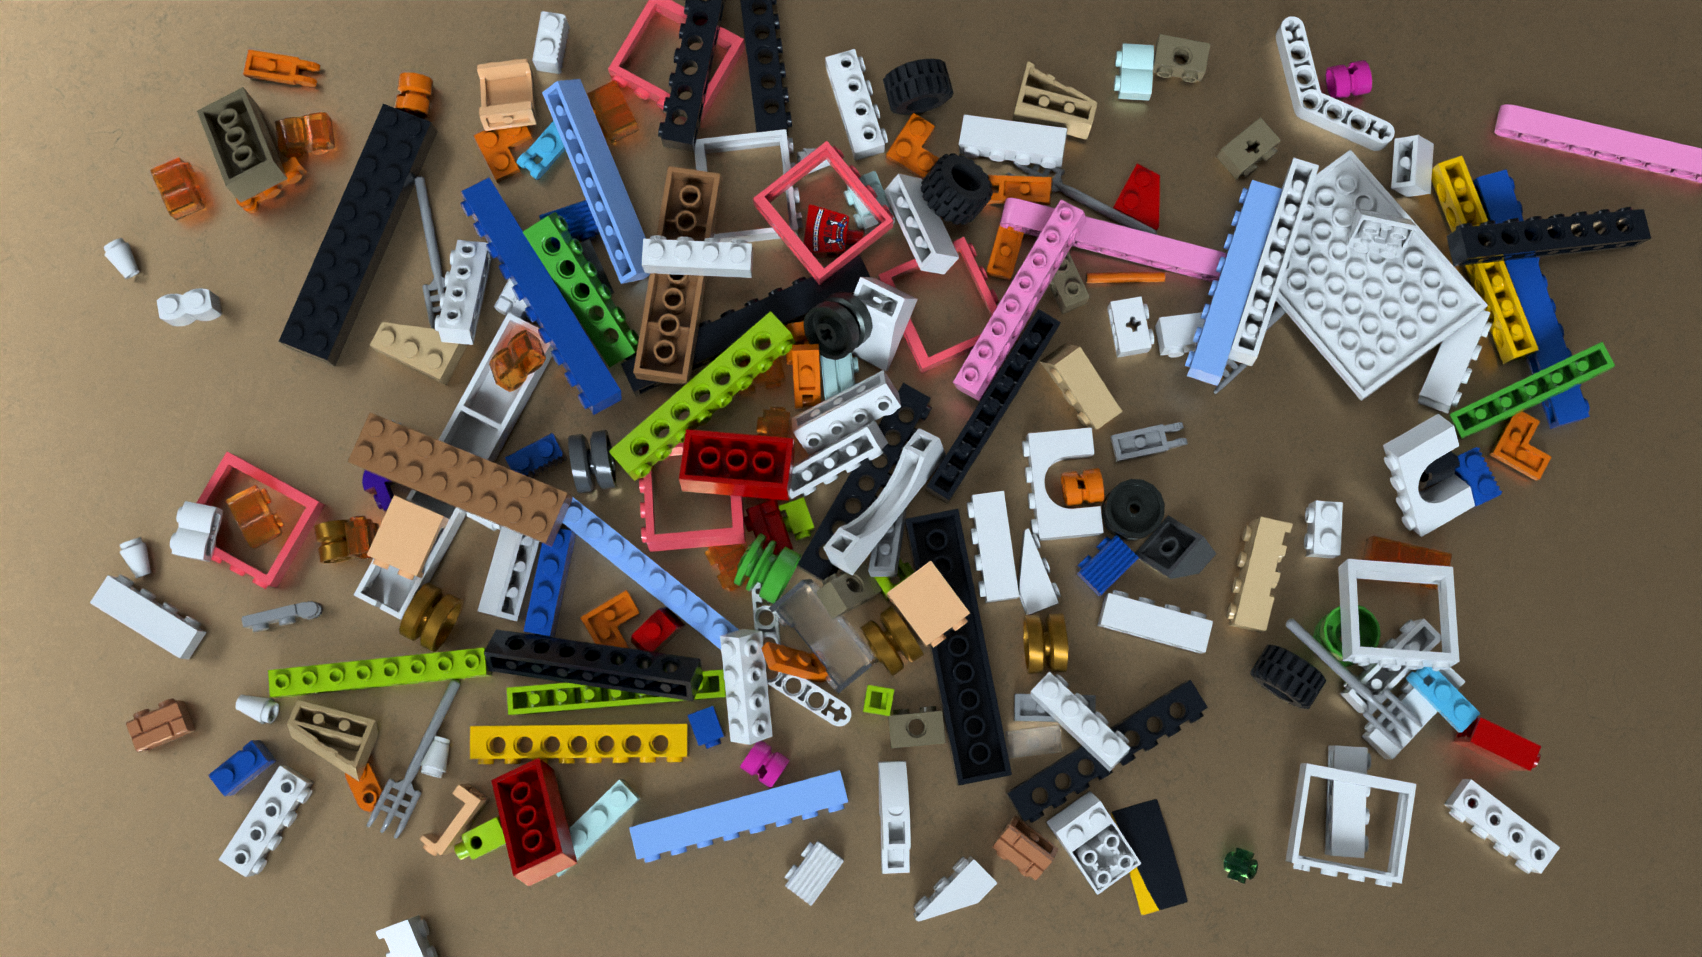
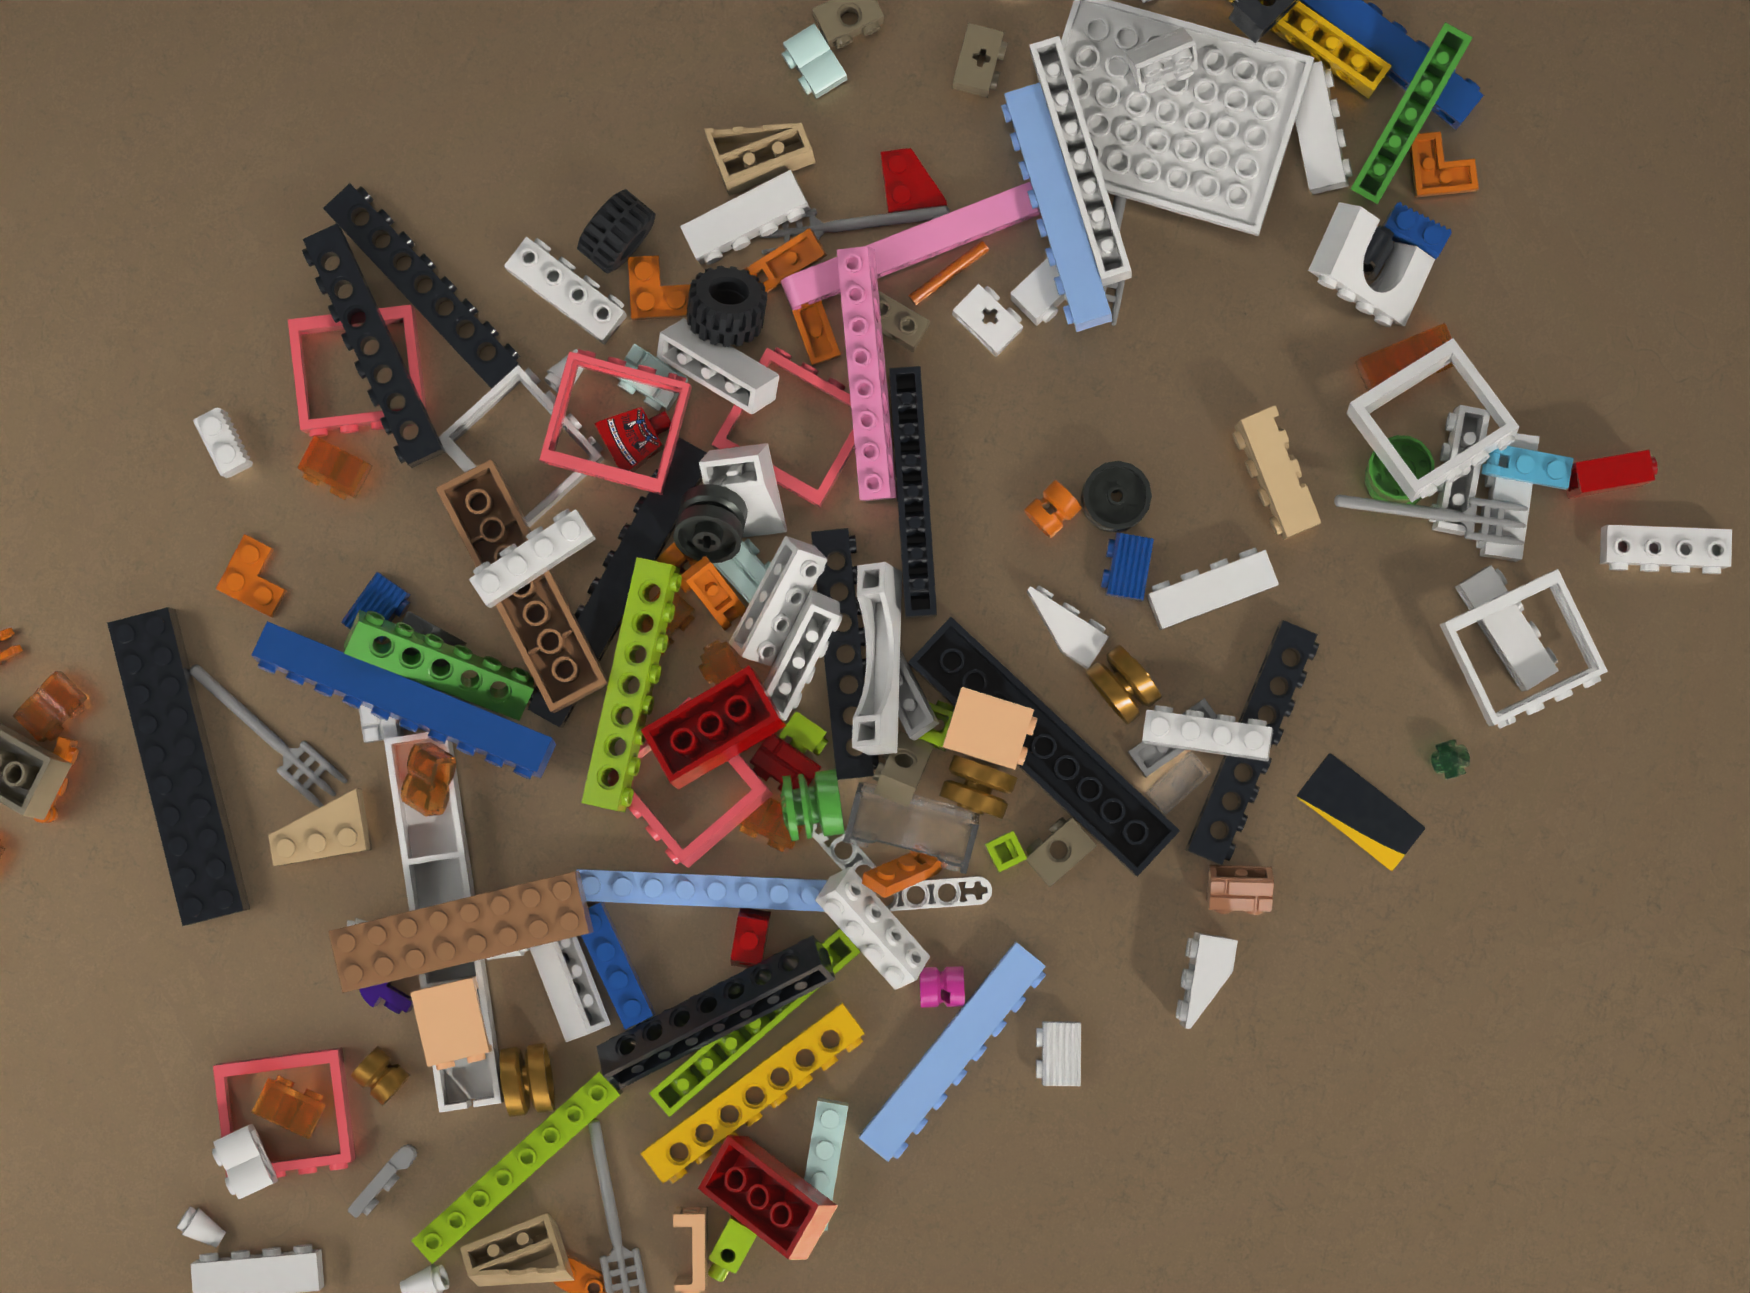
camera: 35 degrees left, 5 degrees up
(186, 308) = (63, 962): white brick -> none
(359, 536) = (404, 1052): clear orange brick -> none
(414, 94) = (128, 592): orange wheel -> none
(436, 758) = (629, 1206): white cone -> none
(464, 292) = (326, 749): white brick -> none
(506, 94) = (219, 525): light nougat panel -> none
(537, 456) = (512, 856): blue brick -> none
(547, 147) = (297, 542): medium azure plate -> none
(587, 461) = (570, 822): dark grey wheel -> none
(598, 177) = (372, 544): light blue brick -> none
(605, 619) = (692, 960): orange plate -> none
(707, 727) = (862, 992): blue brick -> none
(894, 817) = (1098, 948): white slope -> none
(994, 547) = (1010, 626): white brick -> none
(1050, 519) = (991, 503): white arch -> none
(1081, 385) = (981, 412): tan wedge -> none
(1093, 842) = (1299, 836): white slope -> none
(1145, 441) = (1081, 421): light grey hinge -> none
(1176, 550) = (1183, 506): dark grey slope -> none
(1288, 676) = (1371, 551): black tyre -> none
(1323, 529) = (1308, 384): white brick -> none

